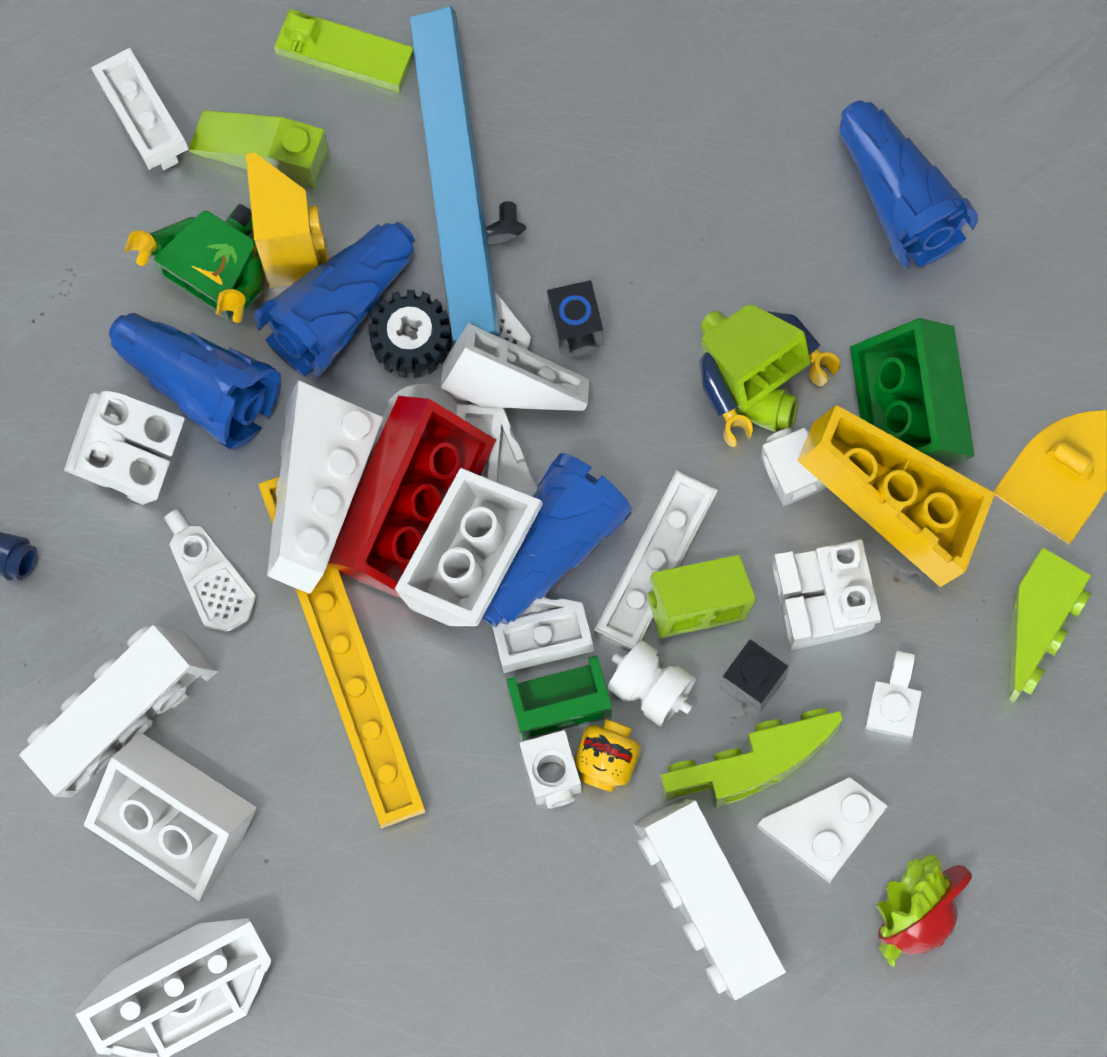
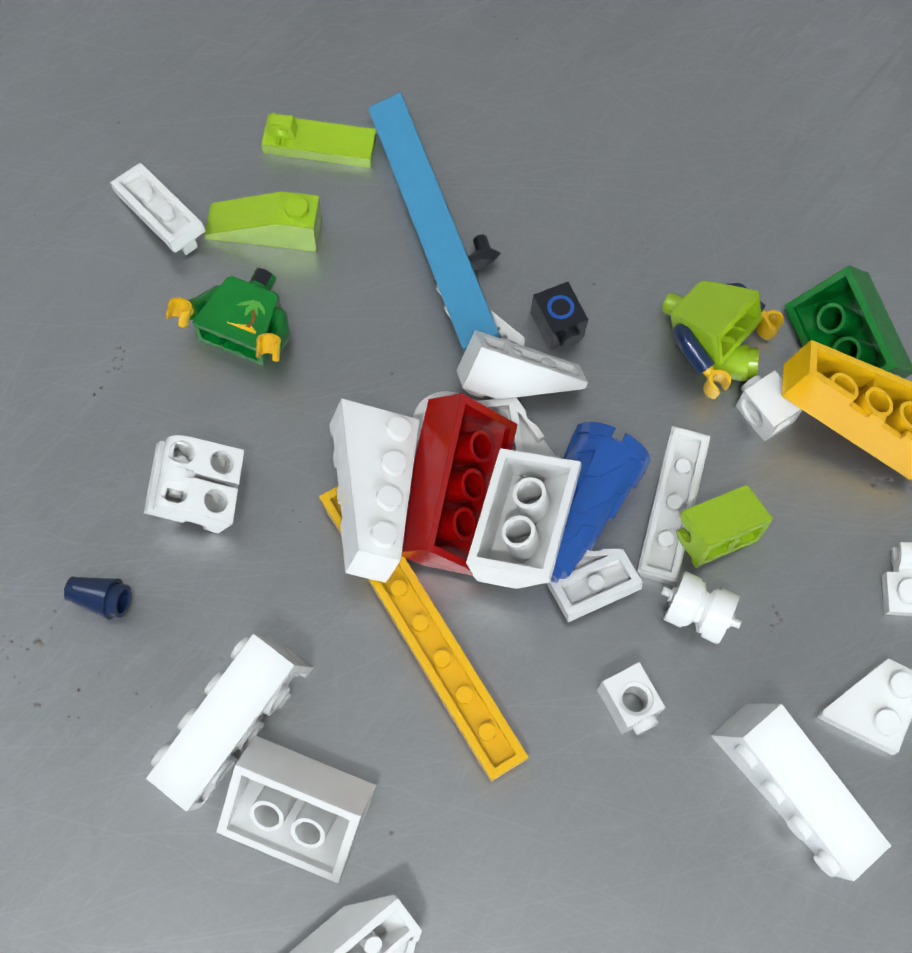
camera: 20 degrees left, 5 degrees down
(204, 570) = (284, 580): white piece -> none
(208, 383) = (259, 416): blue cone -> none
(283, 224) = (303, 272): yellow slope -> none
(330, 301) = (348, 337): blue cone -> none
(414, 349) = (423, 364): black wheel -> none
(560, 700) = (623, 636): green panel -> none
(607, 755) = (678, 677): yellow head -> none
(754, 677) = (786, 586): black brick -> none
(772, 756) = (810, 659): lime slope -> none
(825, 594) = (825, 504): white hips -> none
(910, 194) = (808, 180): blue cone -> none

